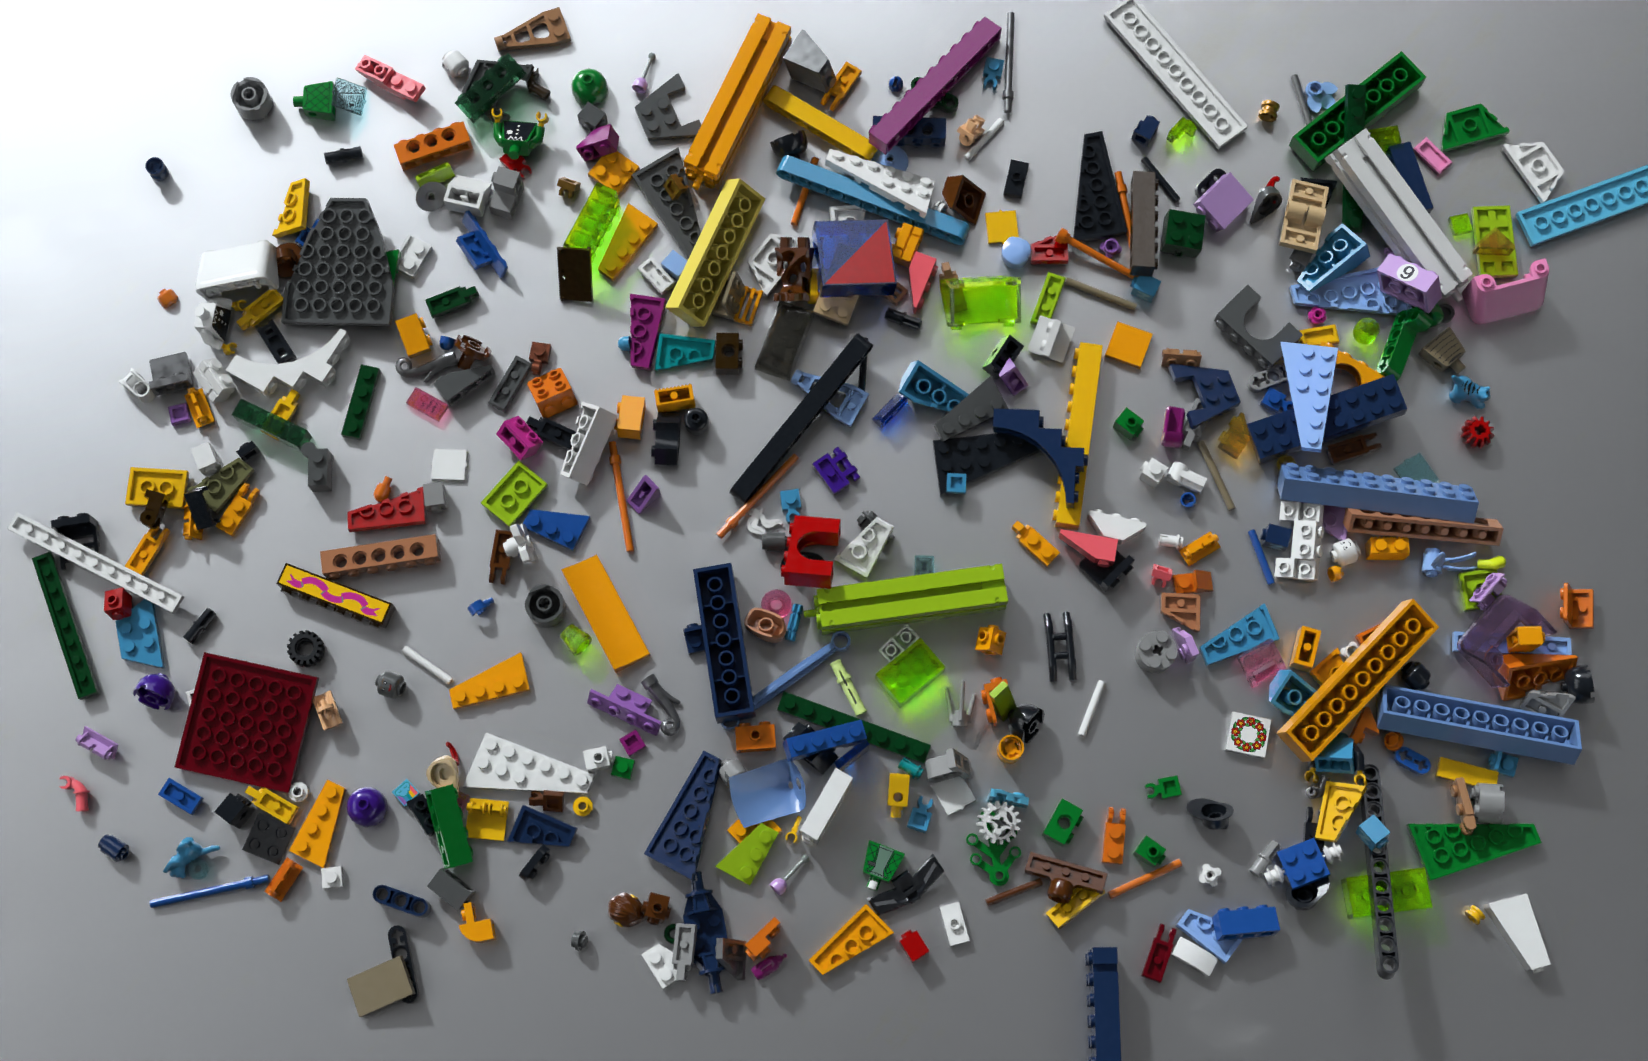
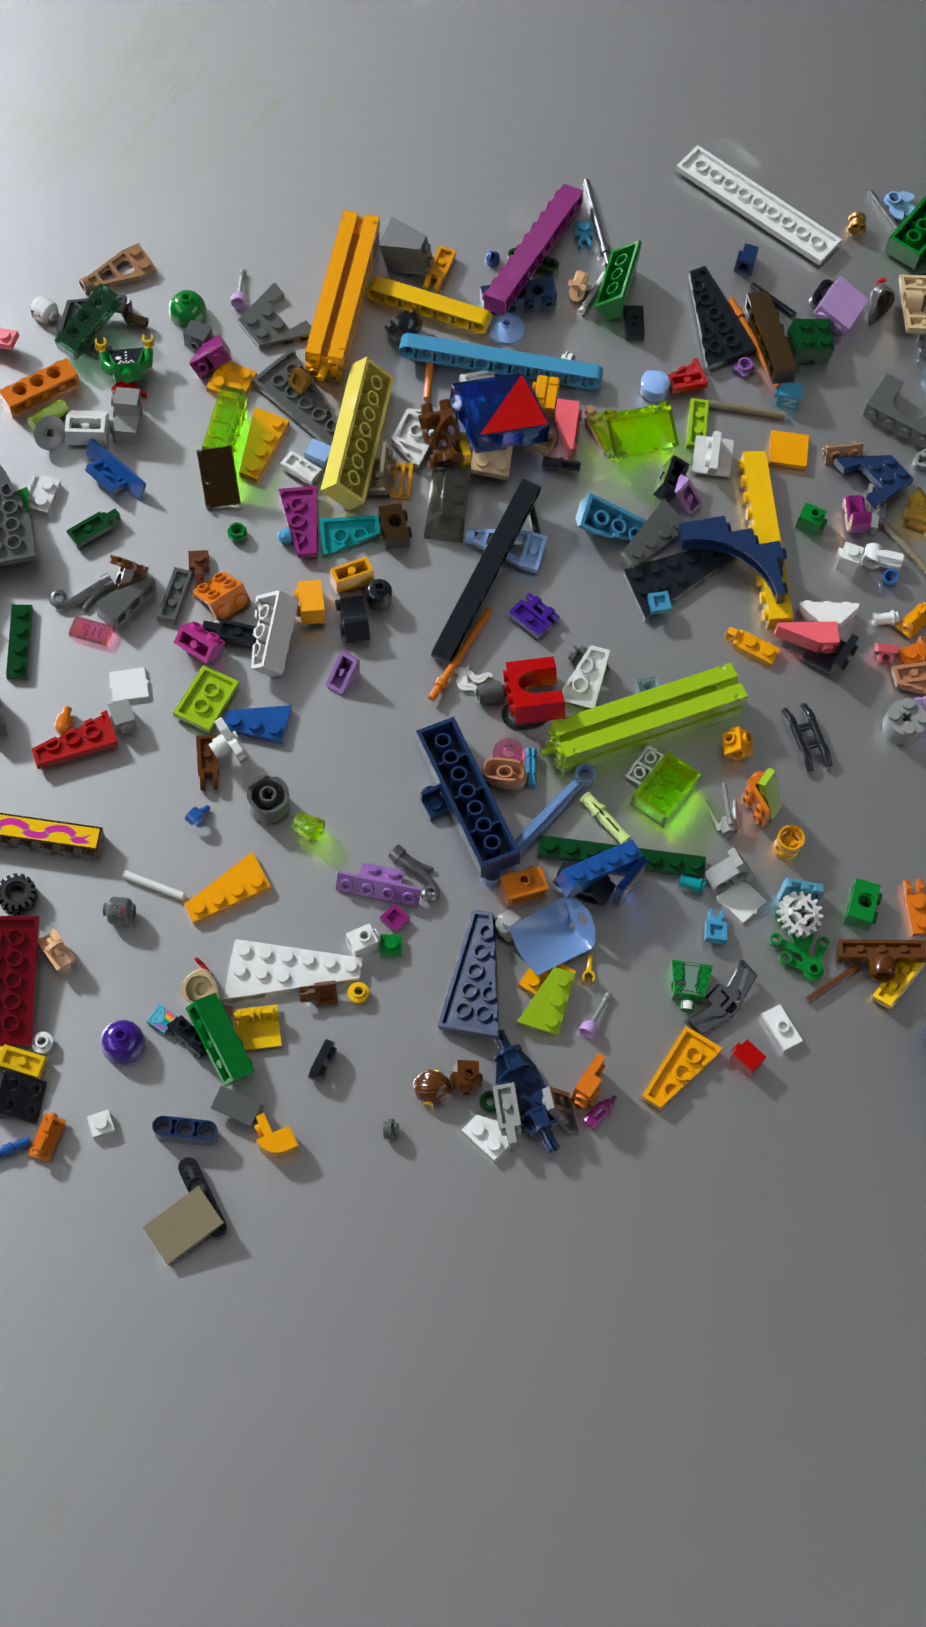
camera: 20 degrees left, 10 degrees down
(317, 831) = (73, 1077): light orange wing -> none
(331, 558) = (83, 776): nougat brick -> none
(413, 335) = (62, 565): light orange brick -> none
(446, 343) = (98, 567): blue hinge -> none
(541, 828) = (317, 1024): dark blue wing -> none
(569, 185) = (187, 399): pearl gold tile -> none
(581, 325) = (237, 527): none -> green plate
(606, 613) = (332, 796): light orange arch -> none
(615, 462) = (304, 649): orange bar -> none
(790, 502) = (495, 654): dark azure plate -> none
(825, 807) = (617, 936): white brick -> none
(887, 181) = (510, 340): white wing -> none
(890, 410) = (572, 549): clear blue slope -> none
(898, 783) = (684, 899): yellow torso -> none
(964, 197) = (589, 343): reddish brown slope -> none
(1001, 226) = (631, 366): yellow piece -> none
(1009, 134) = (617, 280): none -> green slope
(1024, 720) = (795, 811): black cylinder -> none
(1064, 237) = (698, 362): orange piece -> none
(1091, 709) = (856, 792): white bar -> none
(1181, 127) = (781, 250): clear neon green bracket -> none

